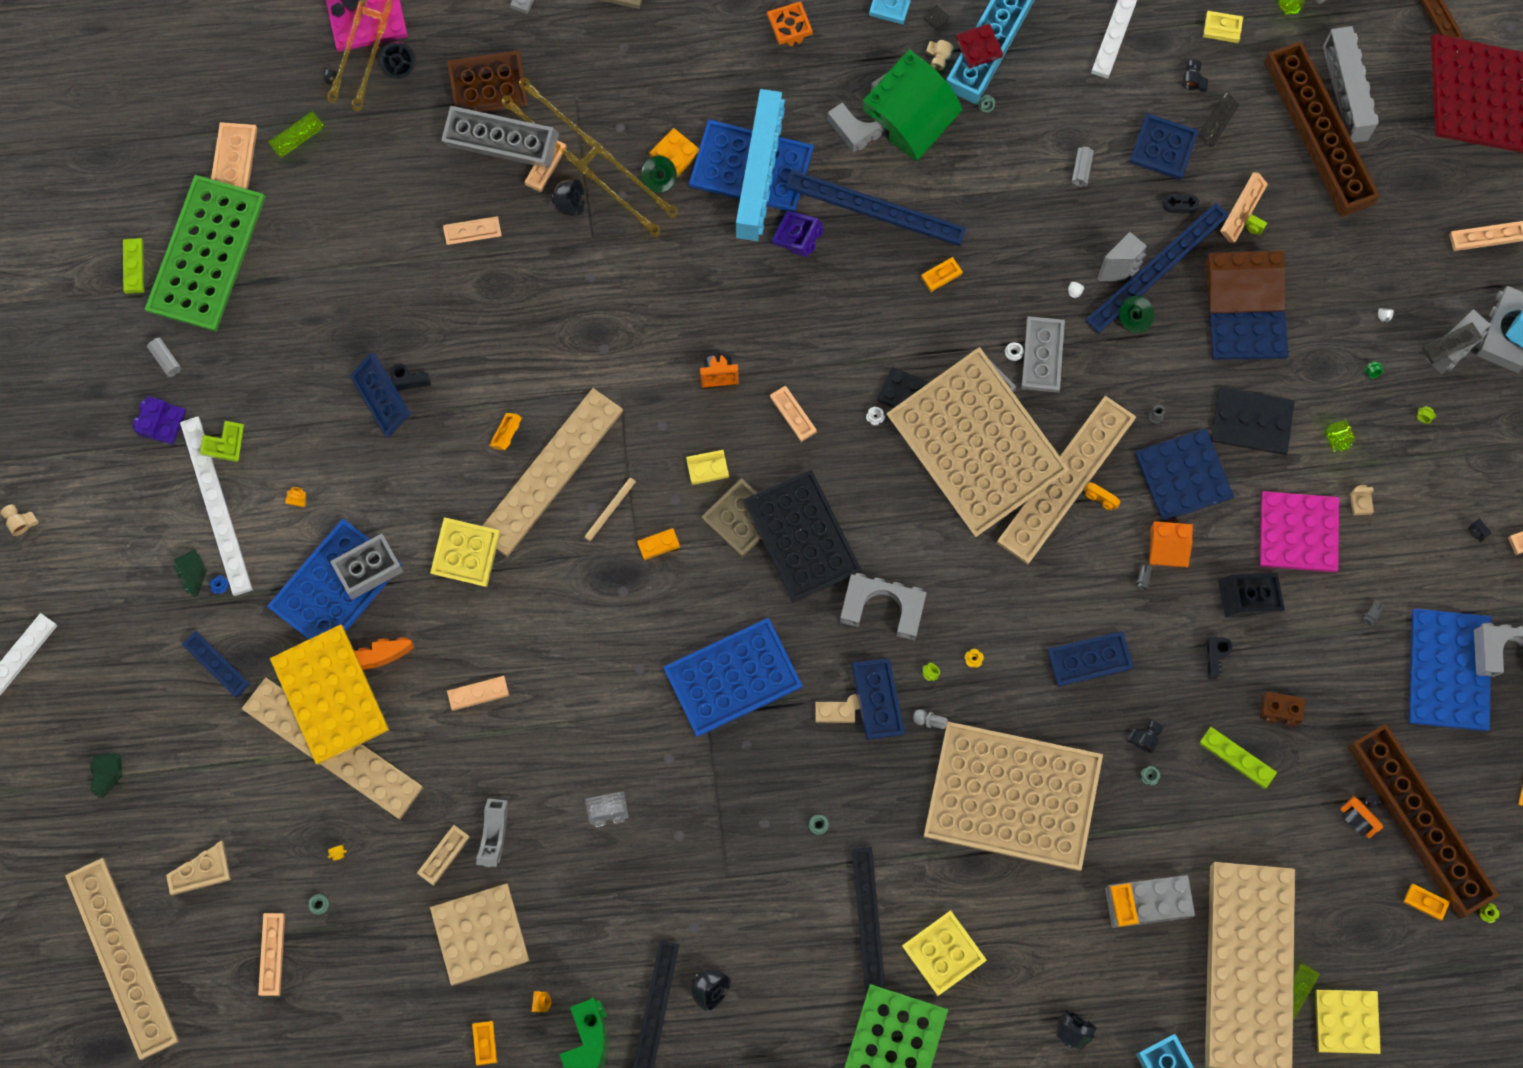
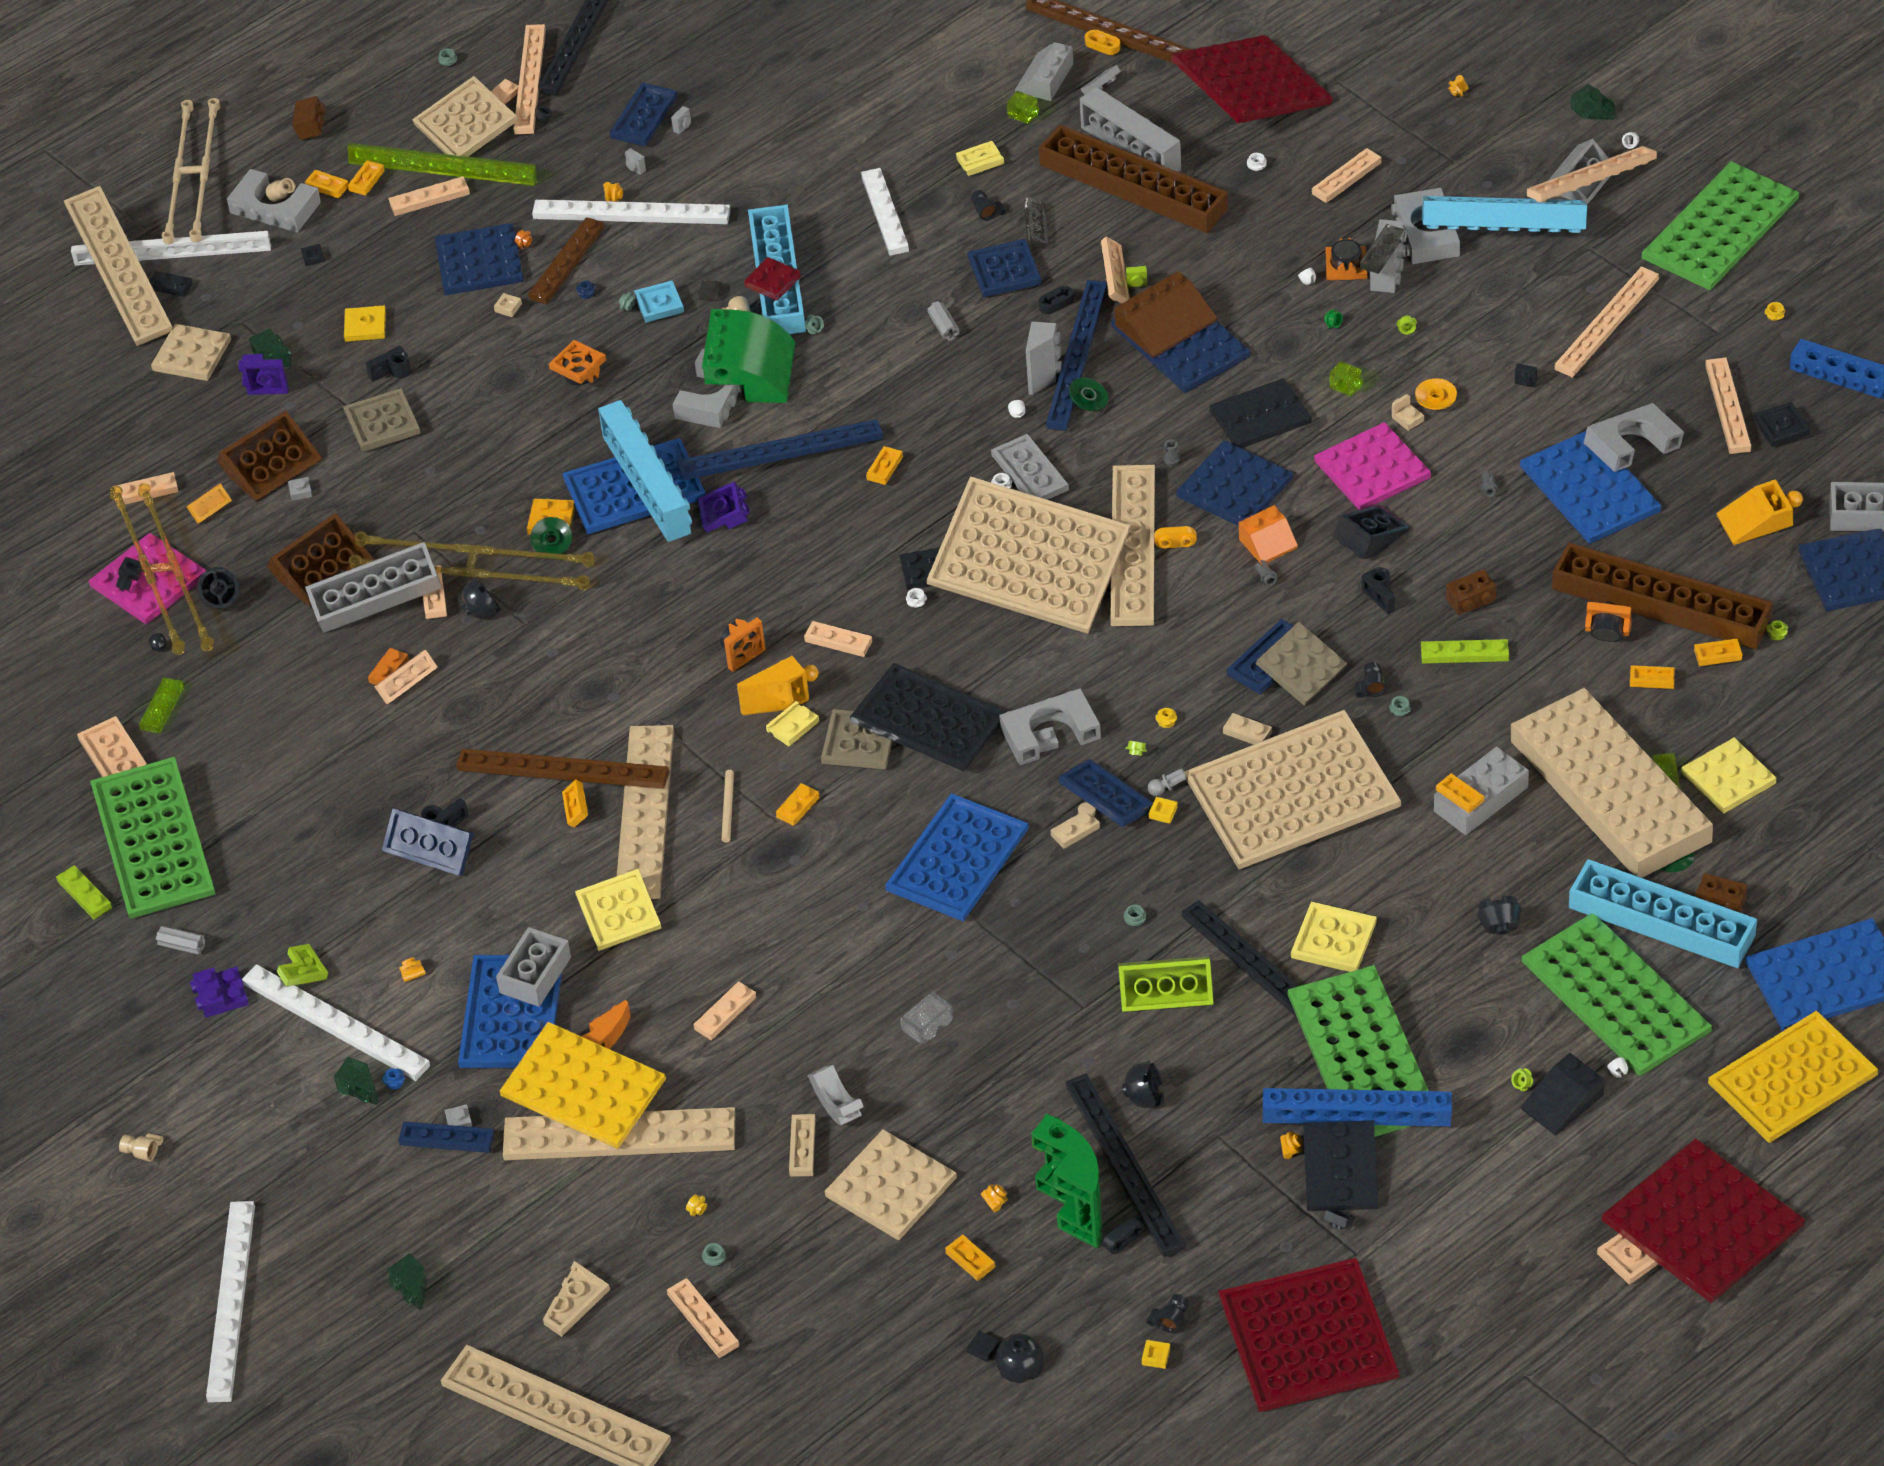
camera: 30 degrees left, 25 degrees down
(237, 652) = (458, 1116): none -> light grey plate
(469, 210) = (387, 665): none -> orange plate
(517, 396) = (563, 768): none -> reddish brown plate
(715, 432) = (776, 687): none -> light orange slope
(794, 904) = (1165, 983): none -> lime slope
(873, 614) = (1046, 739): none -> light grey plate
(908, 744) = (1163, 810): none -> yellow plate
(1024, 713) = (1246, 729): none -> tan plate
(1105, 684) = (1301, 663): none -> dark tan plate
(1358, 888) = (1652, 677): none -> light orange plate
(1369, 12) = (1106, 77): none -> light grey plate
(1400, 491) = (1436, 394): none -> light orange dish
(1425, 318) = (1344, 260): none -> piece
(1429, 170) = (1256, 162): none -> white plate

